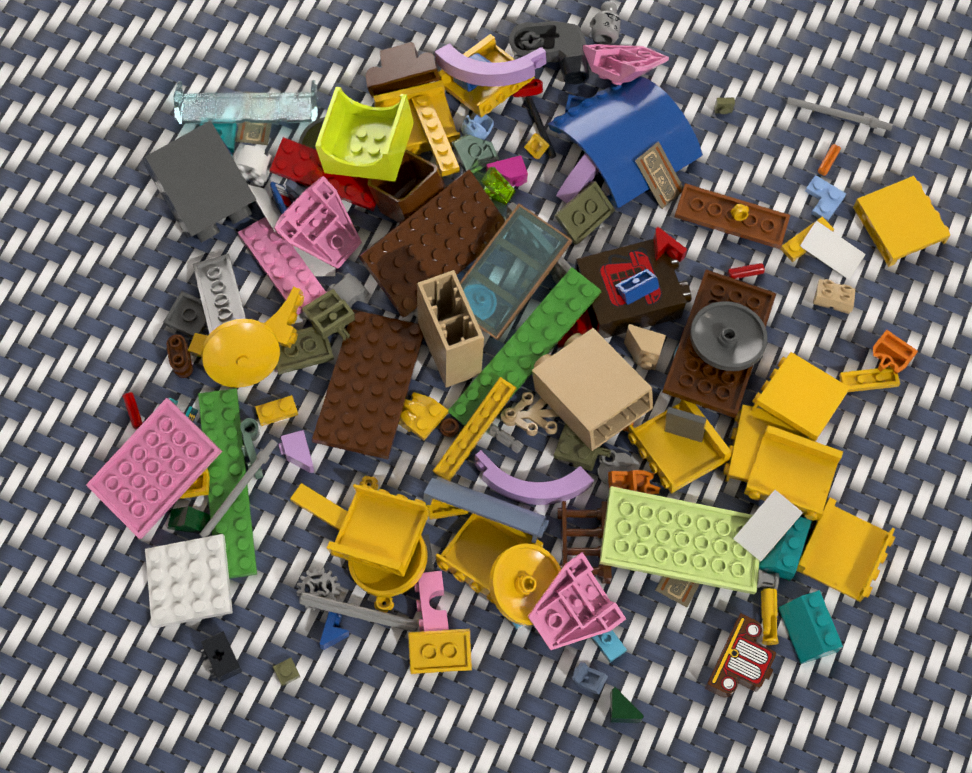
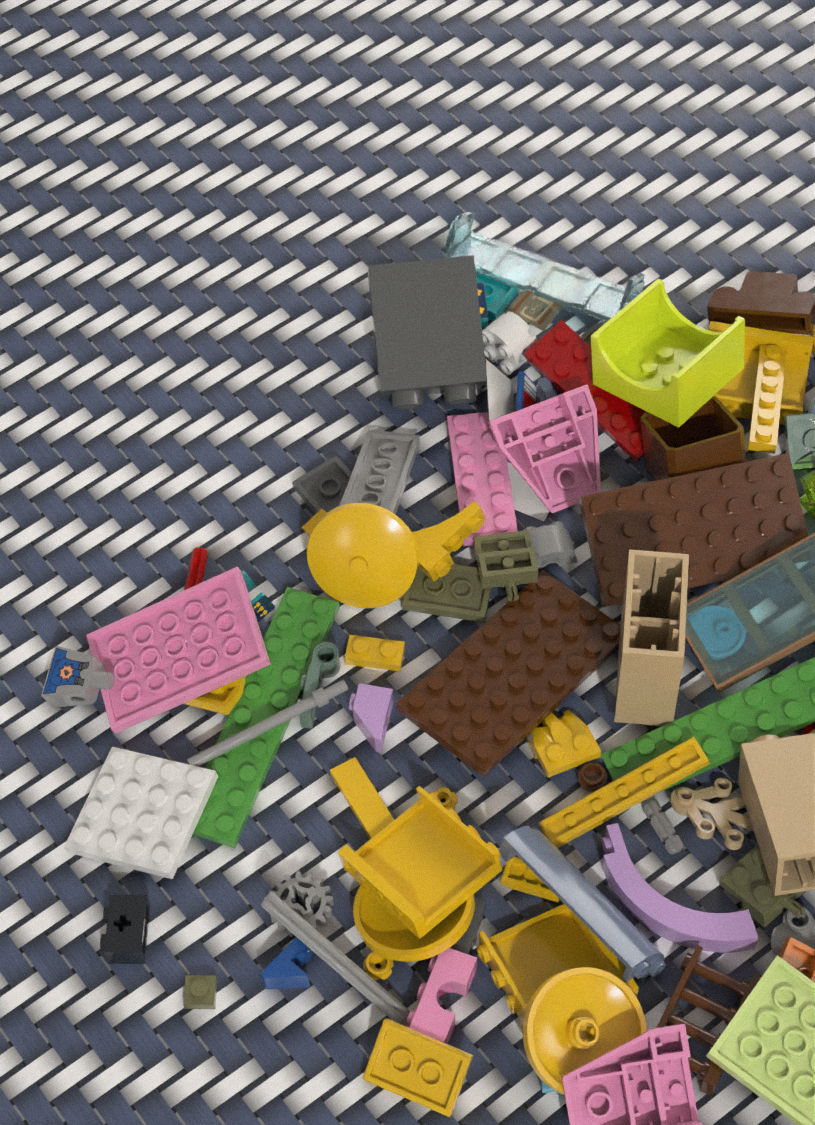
camera: 35 degrees right, 10 degrees down
(97, 517) = (74, 678): none -> light grey torso
(179, 356) = (287, 532): reddish brown brick -> none
(188, 520) = (185, 735): dark green slope -> none

